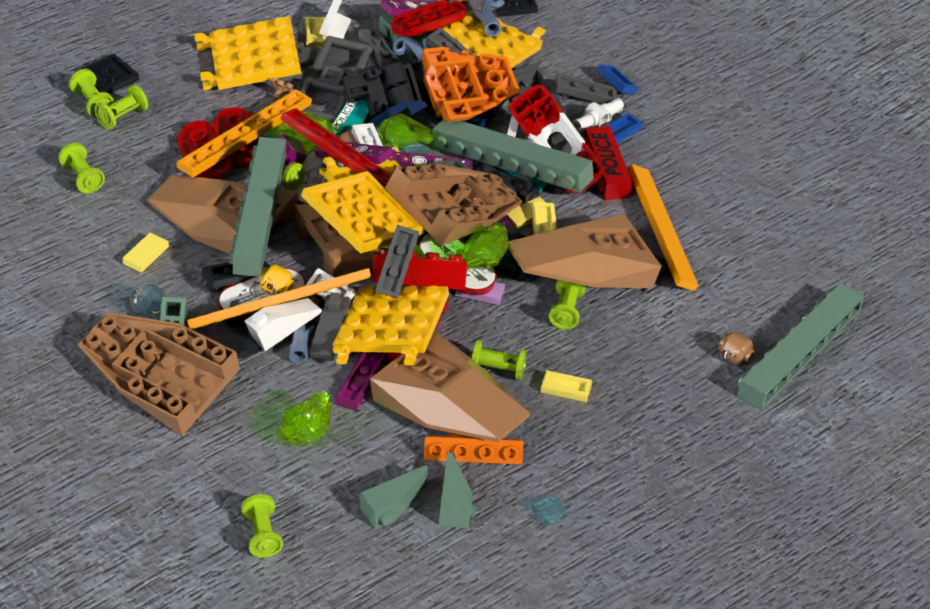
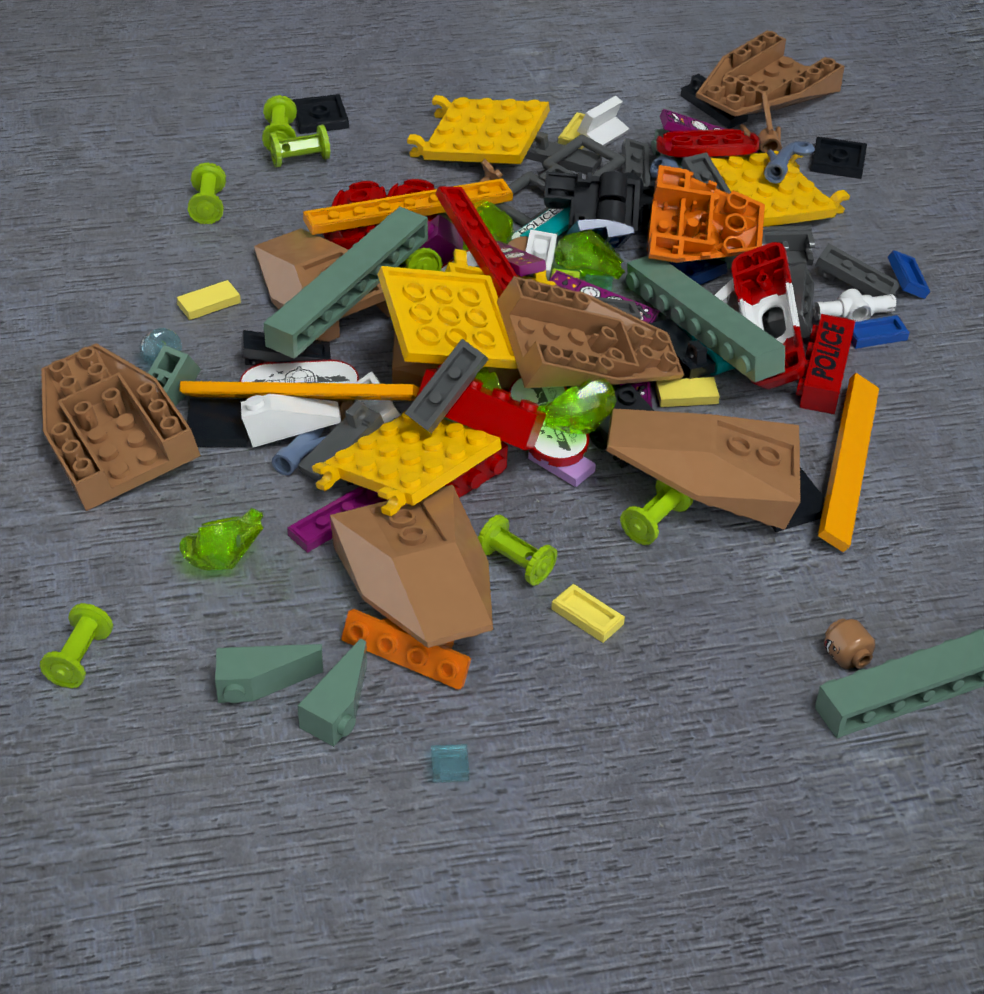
camera: 30 degrees right, 0 degrees up
(275, 280) = (314, 367): yellow head -> none
(543, 217) = (700, 398): light yellow tile -> none

